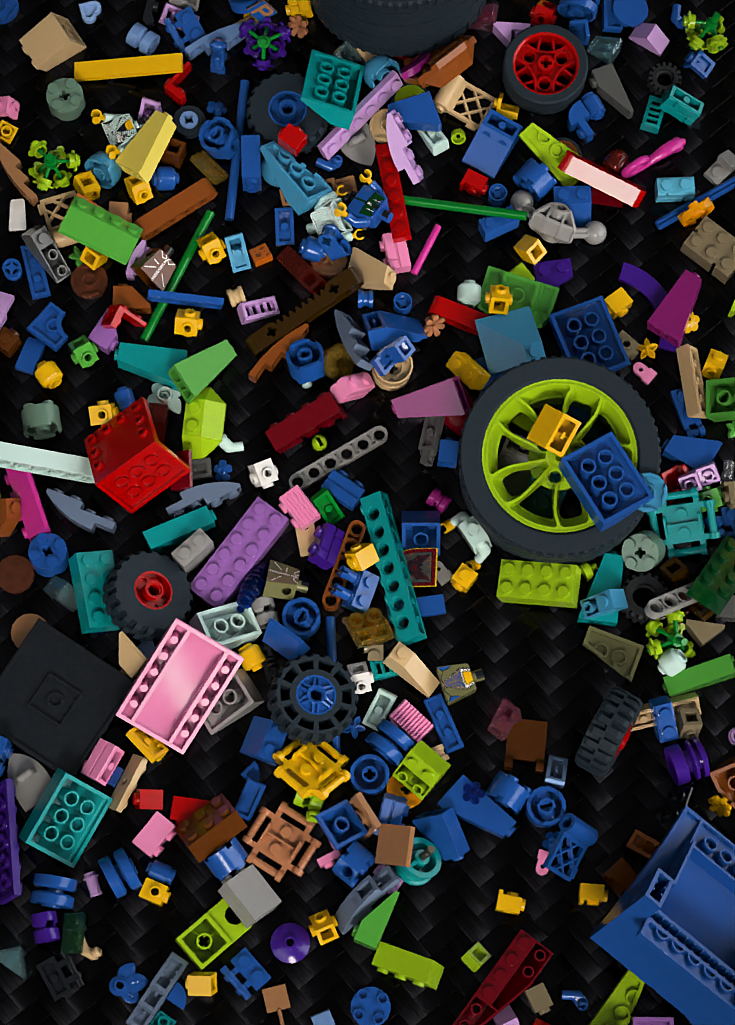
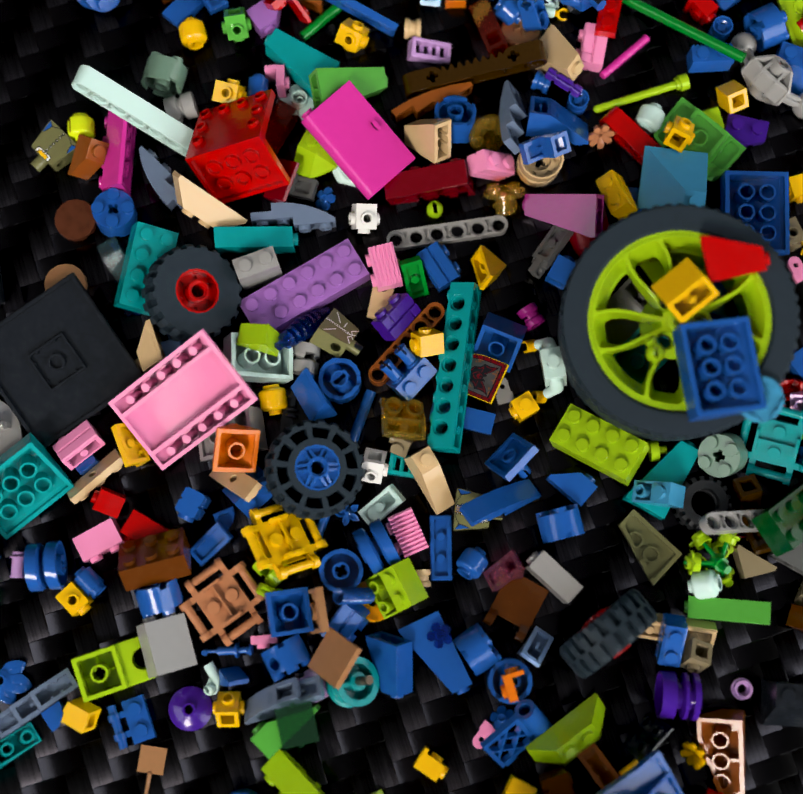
camera: 25 degrees right, 5 degrees up
(67, 441) = (181, 107): none -> light grey wheel
(125, 517) = (203, 205): none -> wedge
(136, 379) = (278, 73): none -> bright pink bracket
(220, 609) = (258, 337): none -> lime slope
(221, 771) = (192, 505): none -> blue brick
(240, 419) = (361, 151): none -> dark pink door
(241, 708) = (236, 449): none -> orange slope
(249, 736) = (238, 483): none -> tan tile
(292, 385) = (430, 138): none -> tan slope
(301, 910) = (213, 684): none -> light aqua arm
(303, 880) = (231, 650): none -> blue piece
(315, 900) = (232, 676): none -> blue slope
(374, 408) = (504, 196): none -> clear yellow plate
(384, 474) = (486, 267): none -> yellow slope
(385, 293) = (563, 82): none -> dark purple axle
(387, 910) = (296, 725): none -> clear green piece
(389, 789) = (347, 596): none -> blue piece
(471, 624) = (512, 458): none -> blue tile
(474, 724) = (472, 563): none -> blue head
(477, 663) = (499, 502): none -> blue slope
(482, 253) = (680, 83): none -> lime piece
(533, 627) = (573, 486): none -> blue slope
(533, 661) = (560, 523): none -> blue brick
(545, 707) = (553, 576): none -> light grey brick
(547, 490) = (650, 353): none -> lime hinge
(547, 810) = (508, 689): none -> orange bracket
(580, 391) = (731, 258): none -> red slope
(613, 830) = (570, 734): none -> lime wedge

